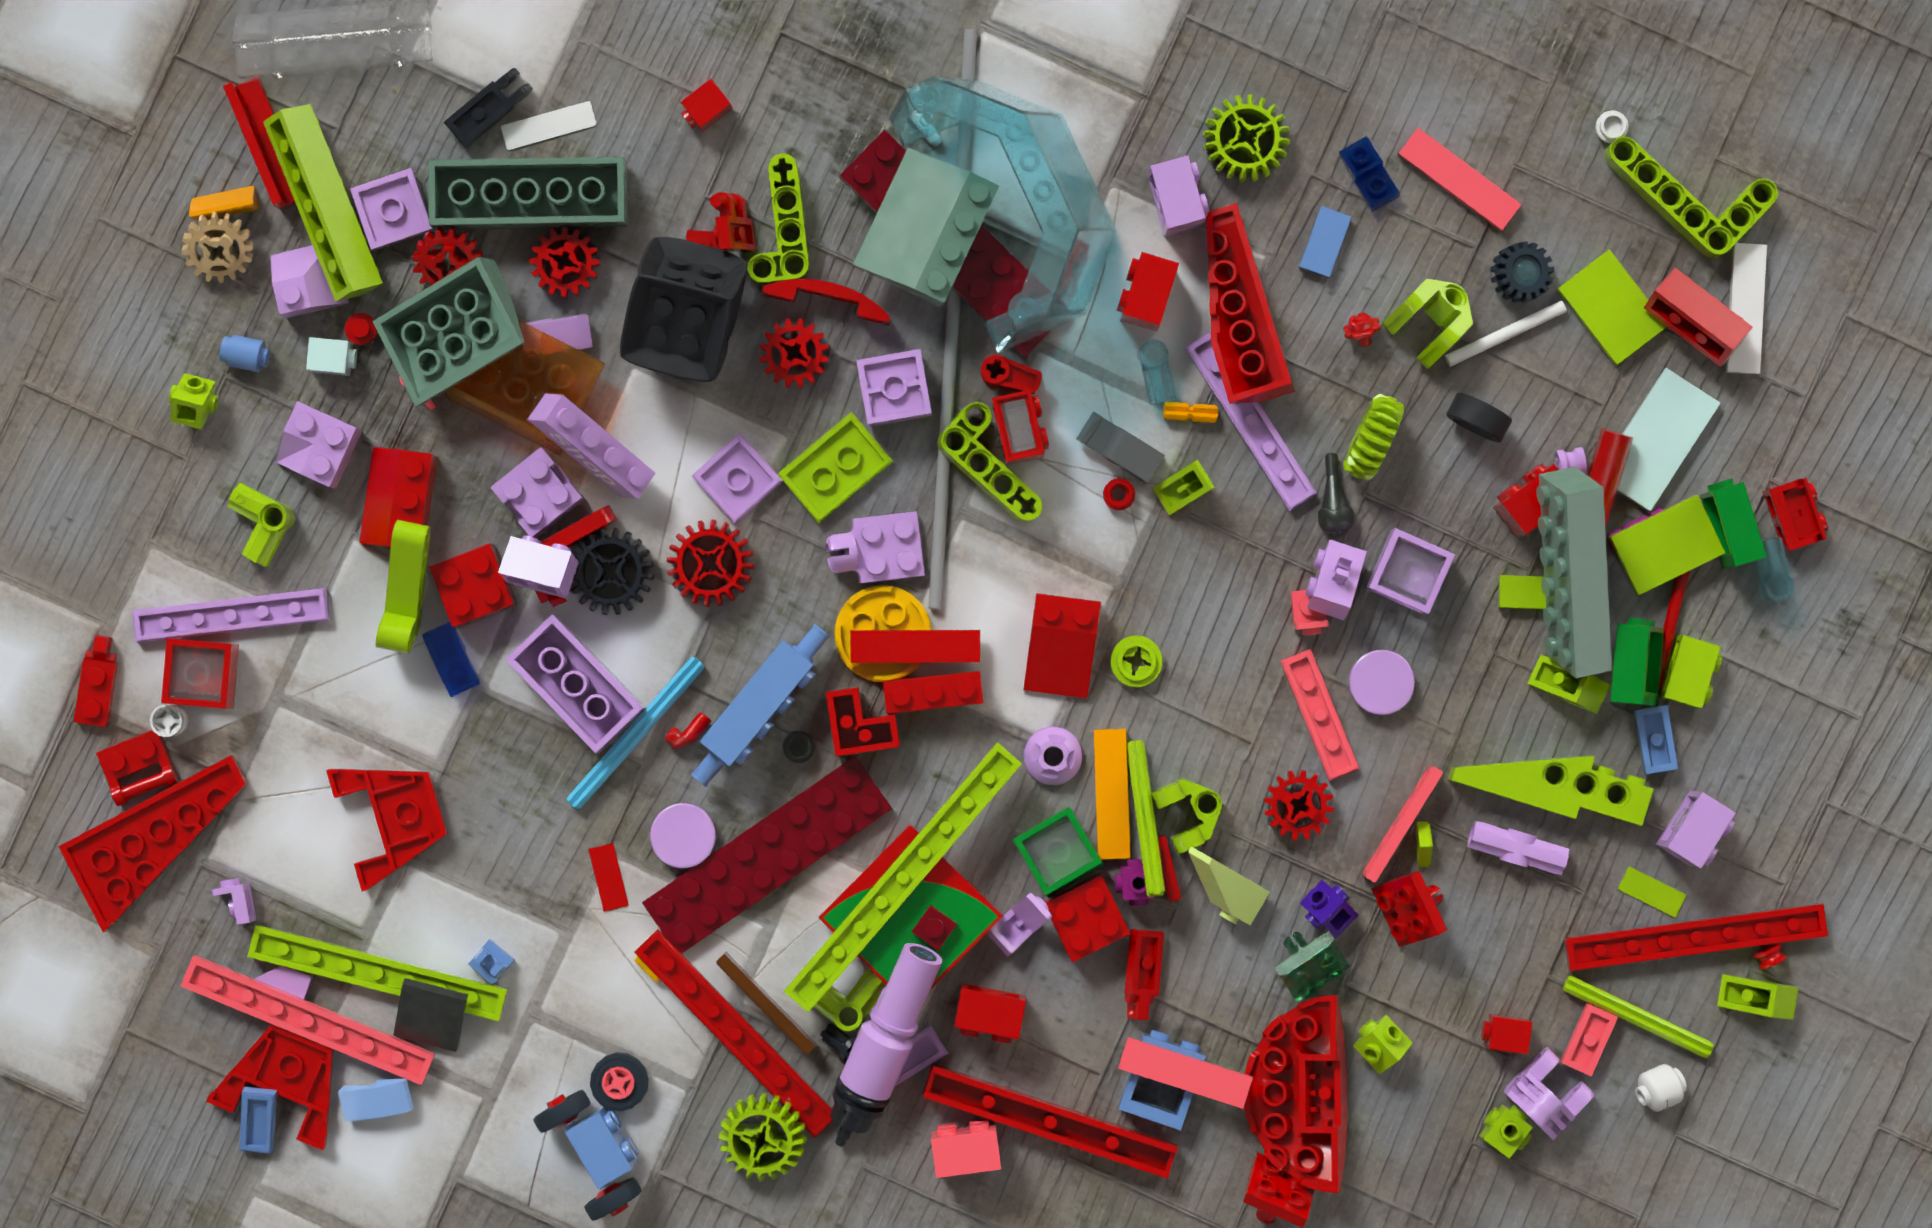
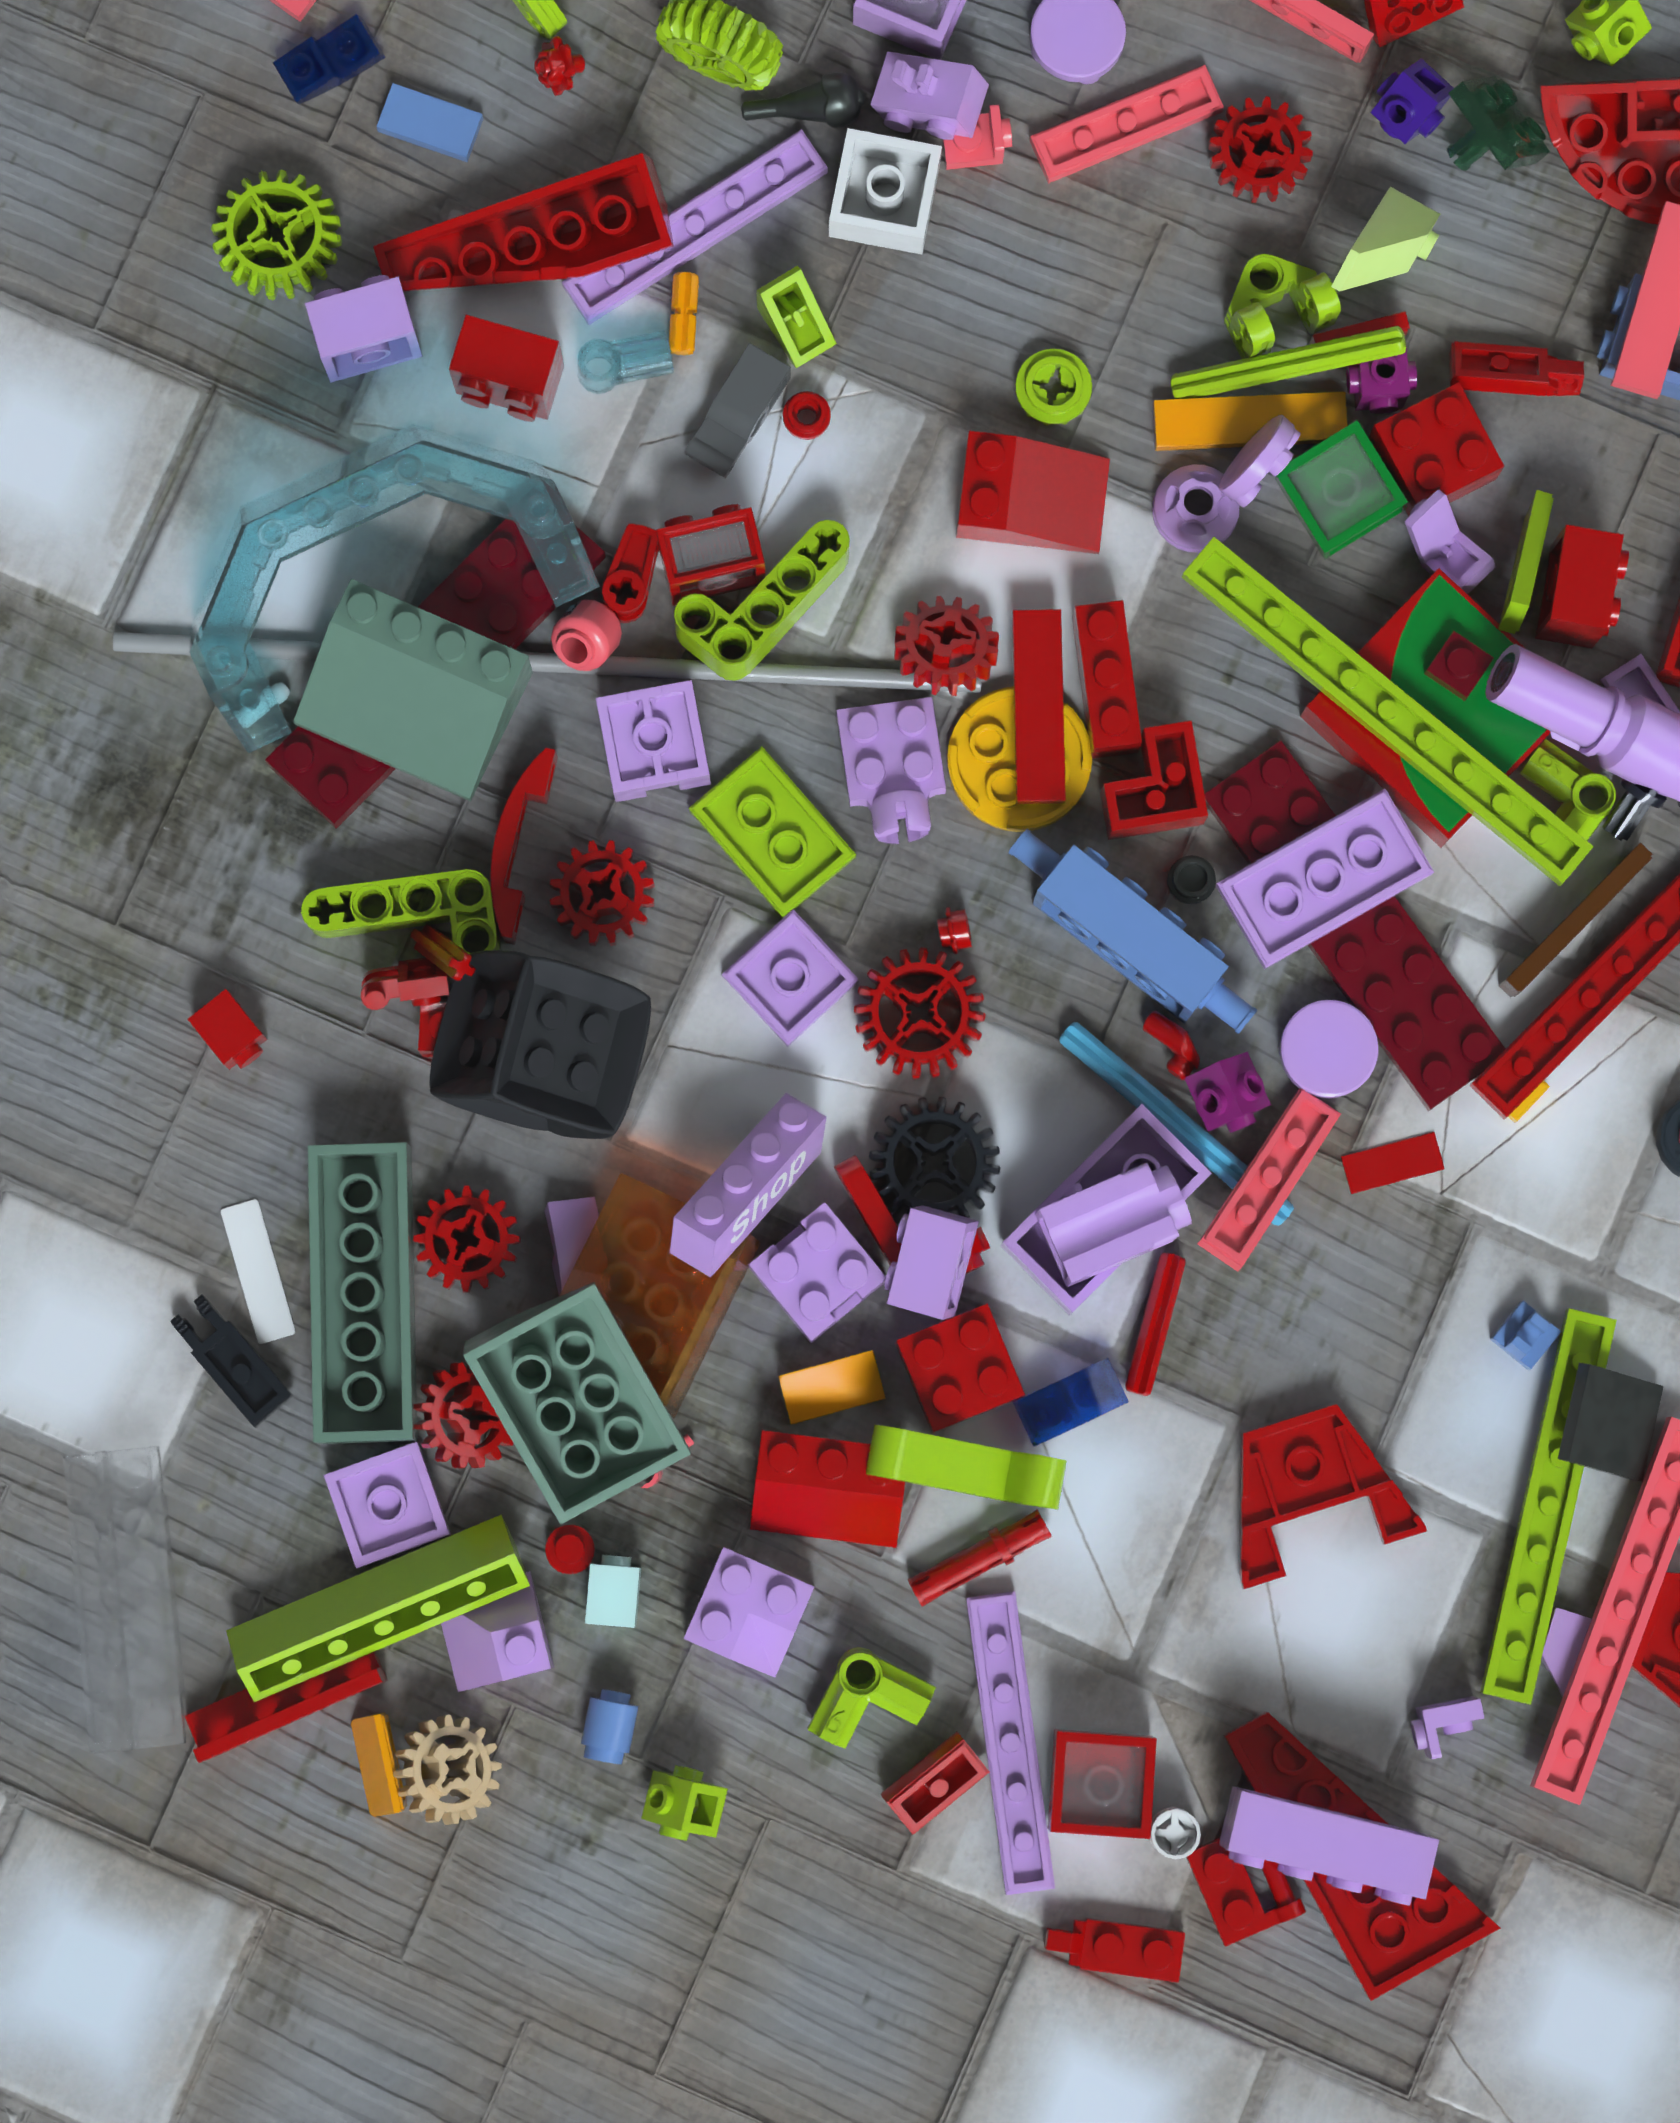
camera: 95 degrees left, 5 degrees down
(154, 818) = (1329, 1843): none -> lavender brick
(204, 565) = (934, 1783): none -> red brick
(356, 608) = (980, 1557): none -> red pin
(465, 501) = (831, 1387): none -> light orange slope
(502, 716) = (1155, 1324): none -> red axle
(559, 685) = (1113, 1221): none -> lavender piece
(595, 793) = (1269, 1179): none -> coral tile
(652, 767) = (1228, 1093): none -> magenta brick
(750, 246) = (443, 952): none -> red axle
(766, 588) = (955, 930): none -> red plate
(795, 835) = (1324, 878): none -> lavender tile
(952, 595) = (946, 646): none -> red gear
(967, 344) = (586, 635): none -> coral head
(1006, 975) = (1526, 562): none -> lime tile
(1078, 797) = (1262, 454): none -> lavender tile
(1269, 548) = (884, 191): none -> white brick

